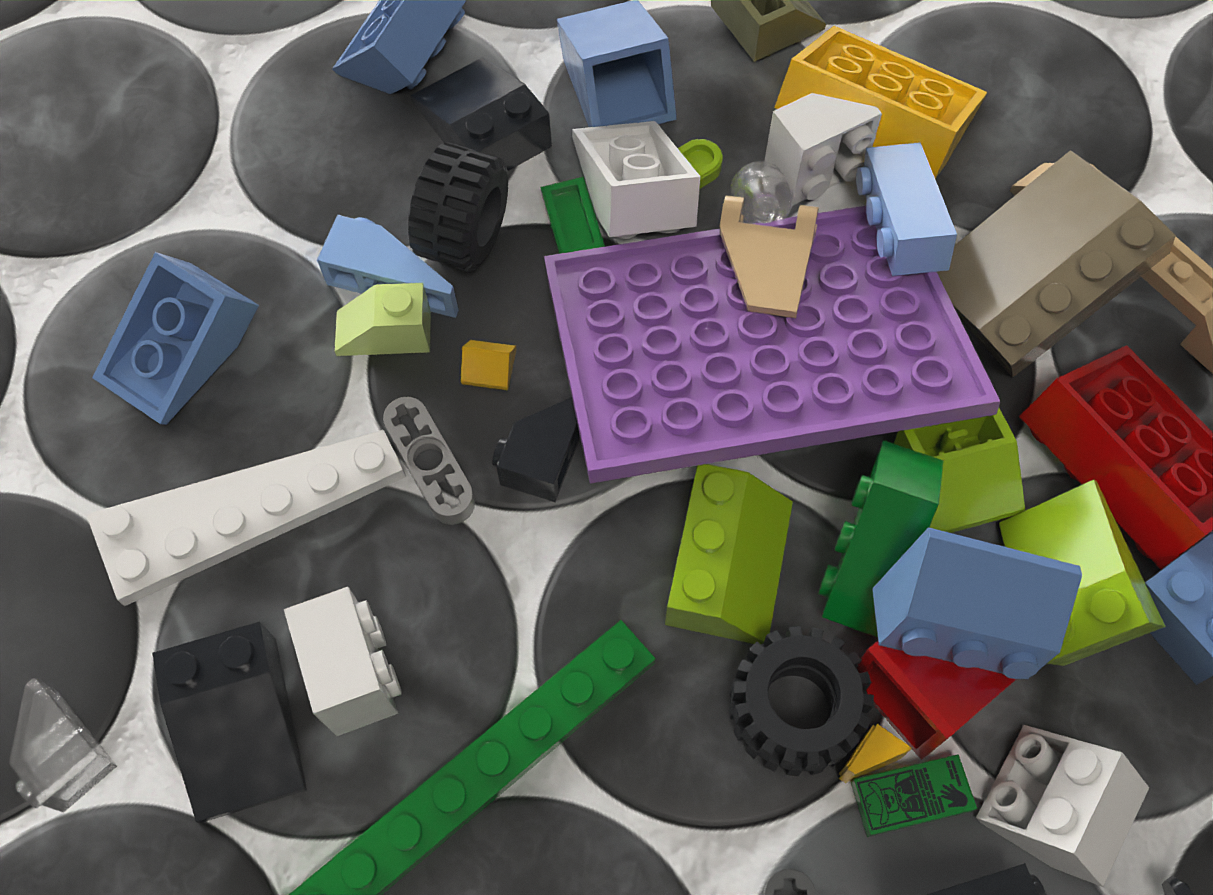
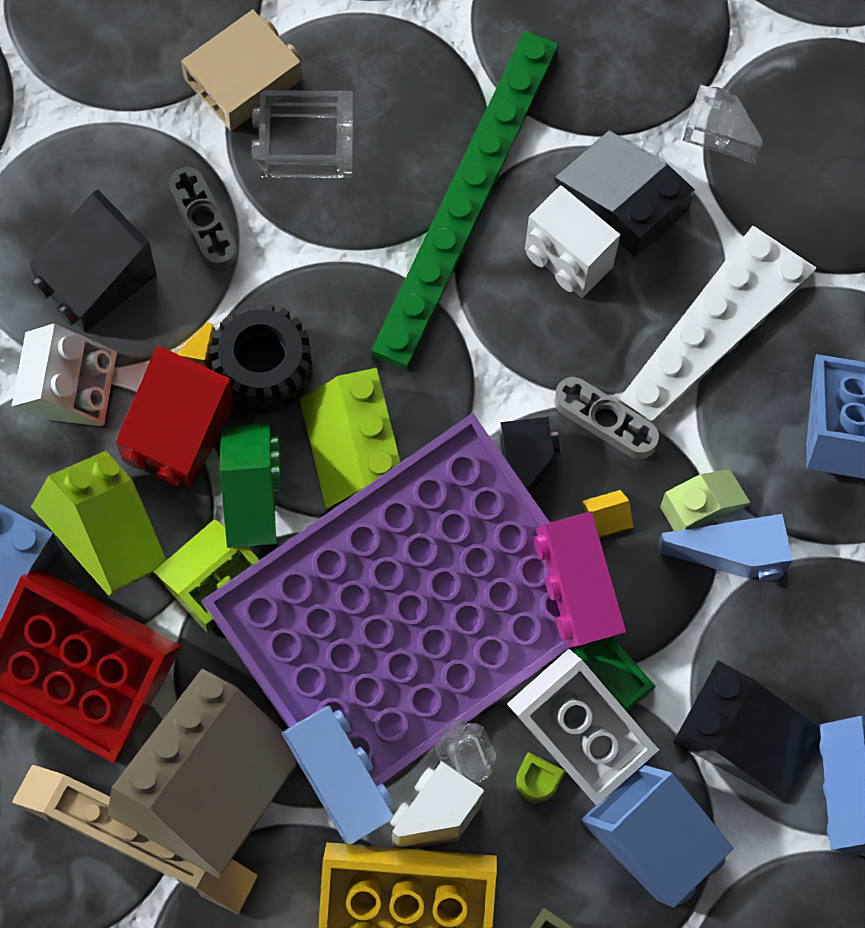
camera: 150 degrees right, 5 degrees up
(458, 206) = (698, 603): black tyre -> none
(564, 276) = (579, 580): none -> dark pink brick
(768, 259) = (429, 675): tan flag -> none
(913, 795) = (169, 333): green tile -> none
(976, 604) = (168, 430): medium blue slope -> none

